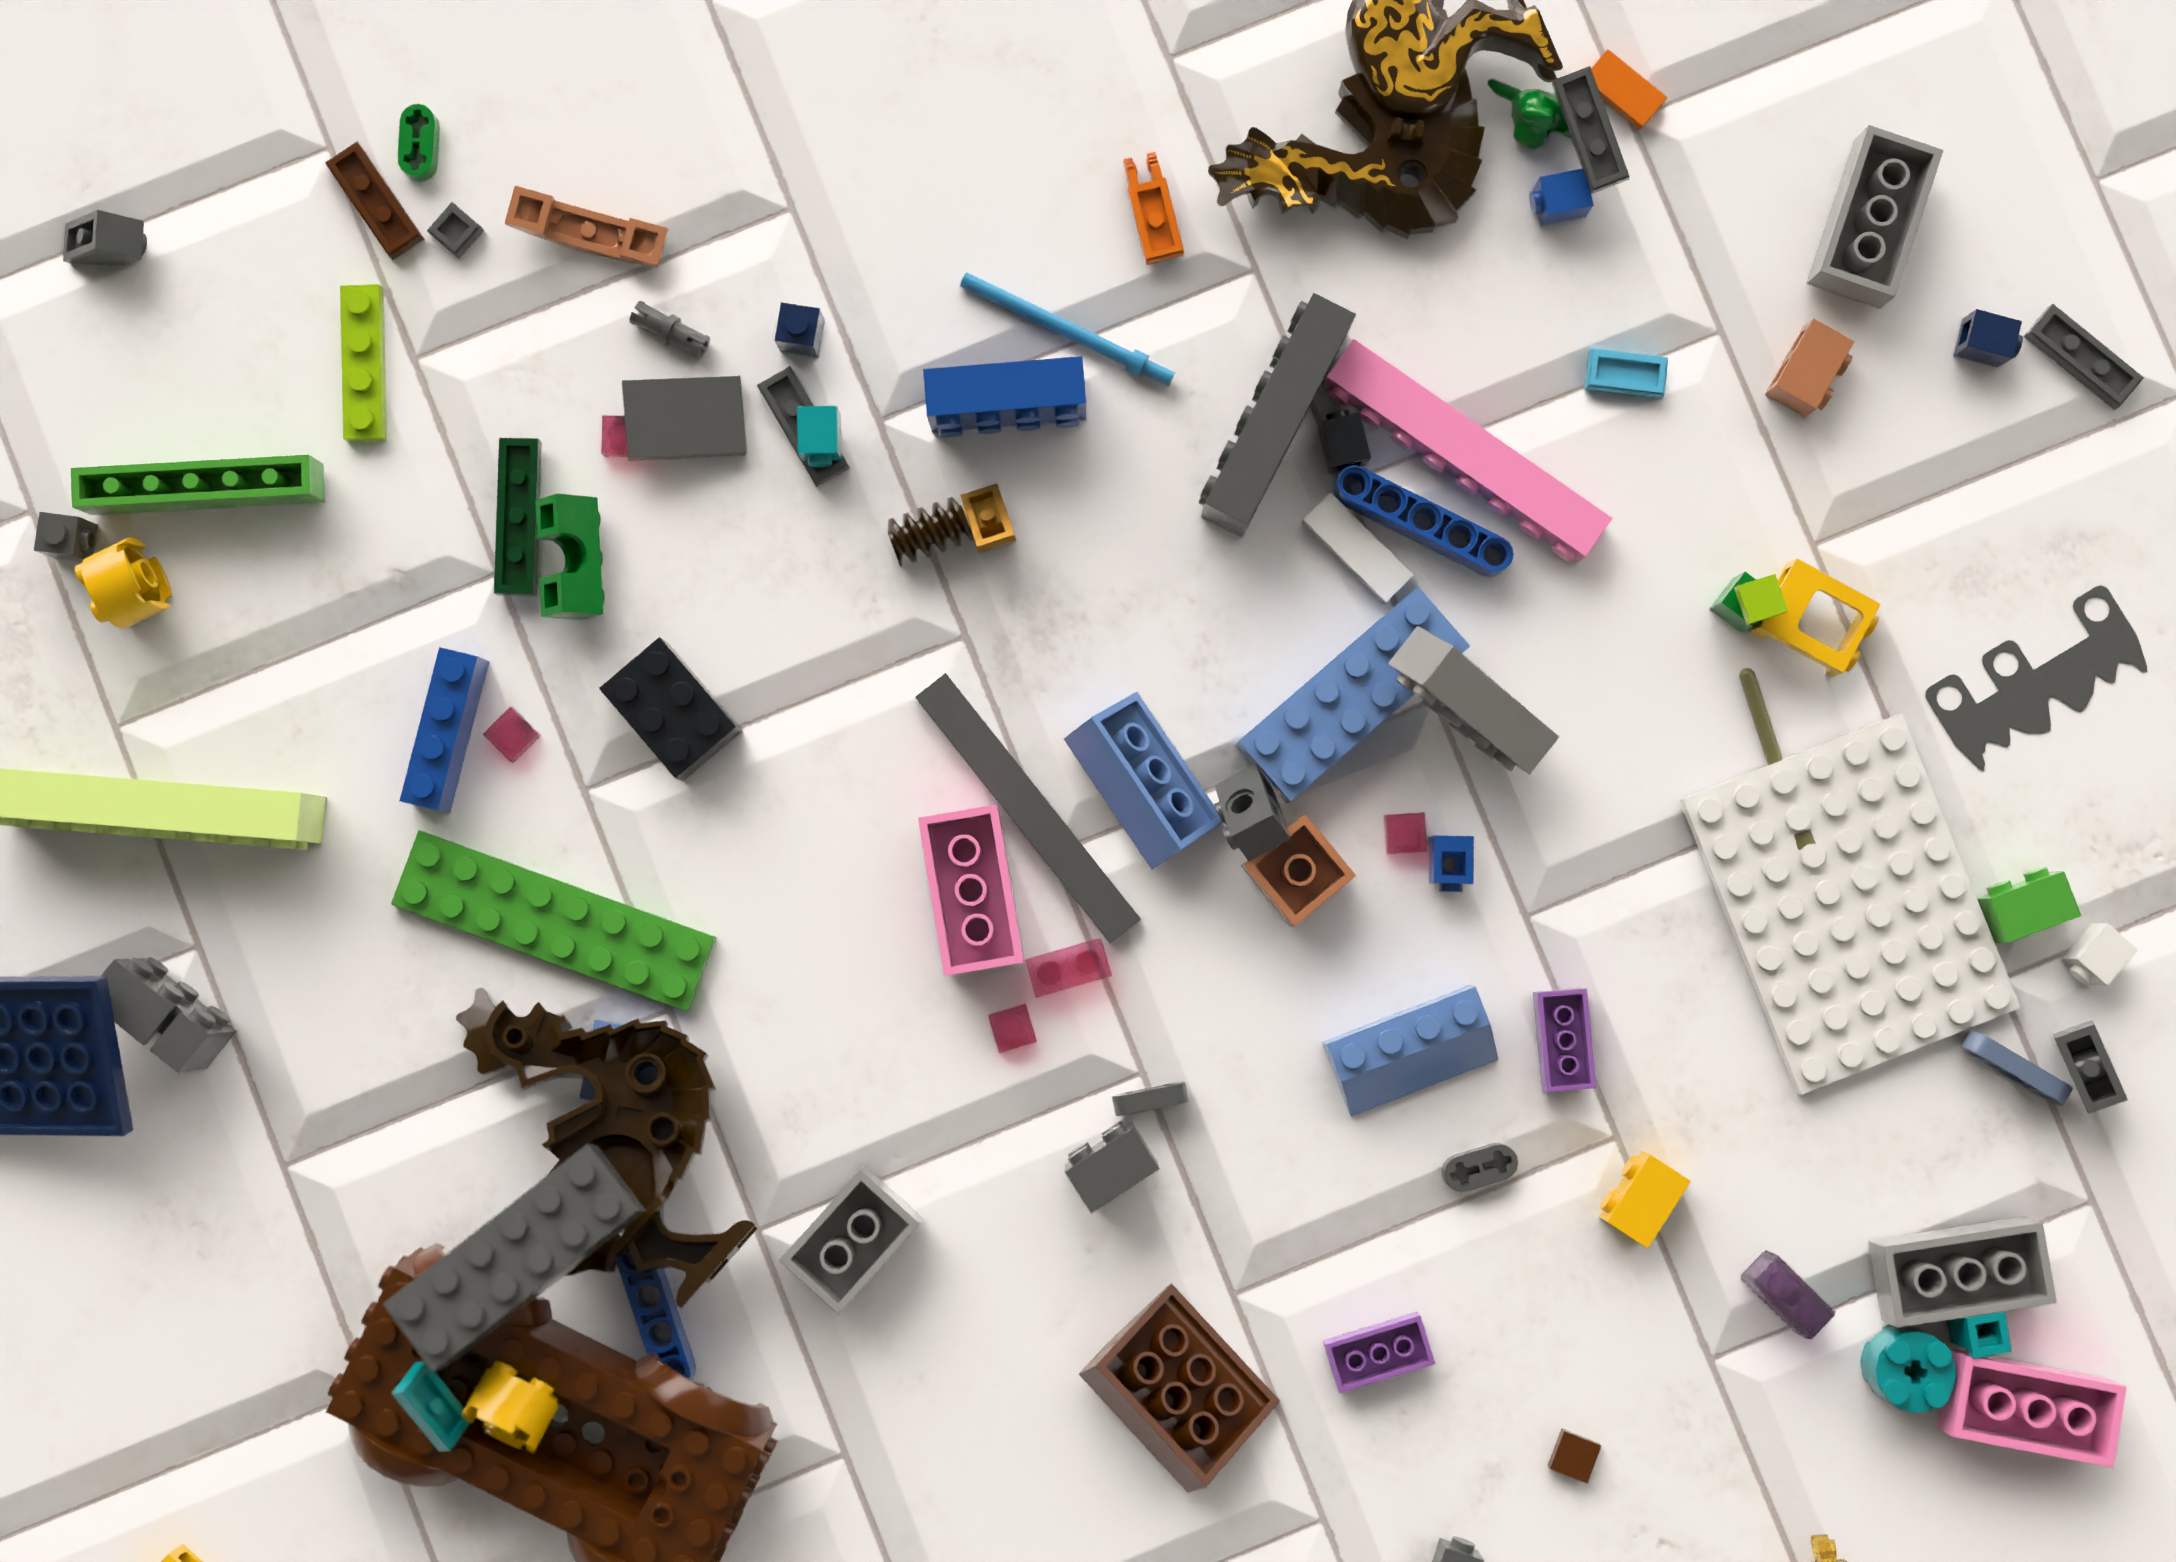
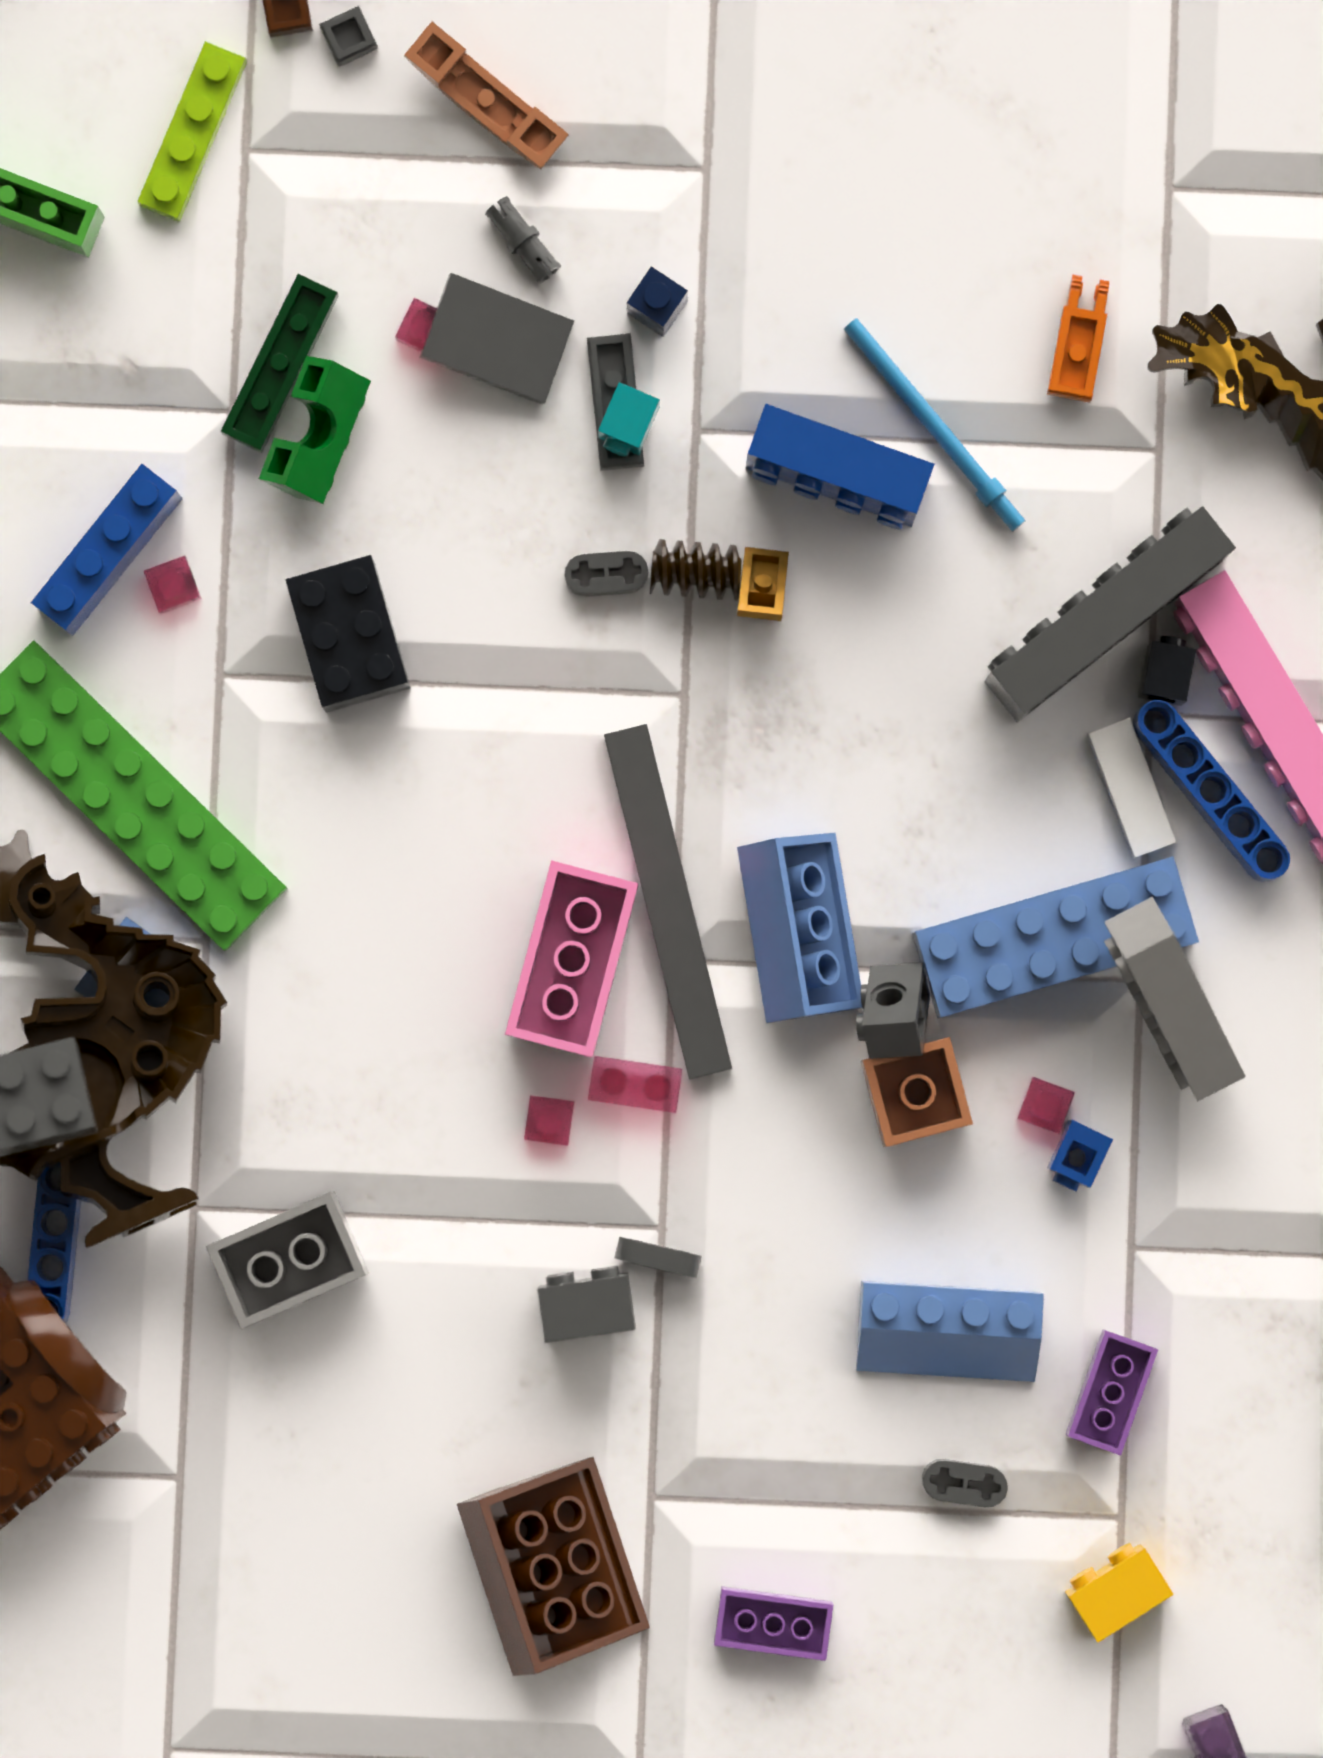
camera: 25 degrees right, 0 degrees up
(852, 559) = (608, 584): none -> dark grey beam

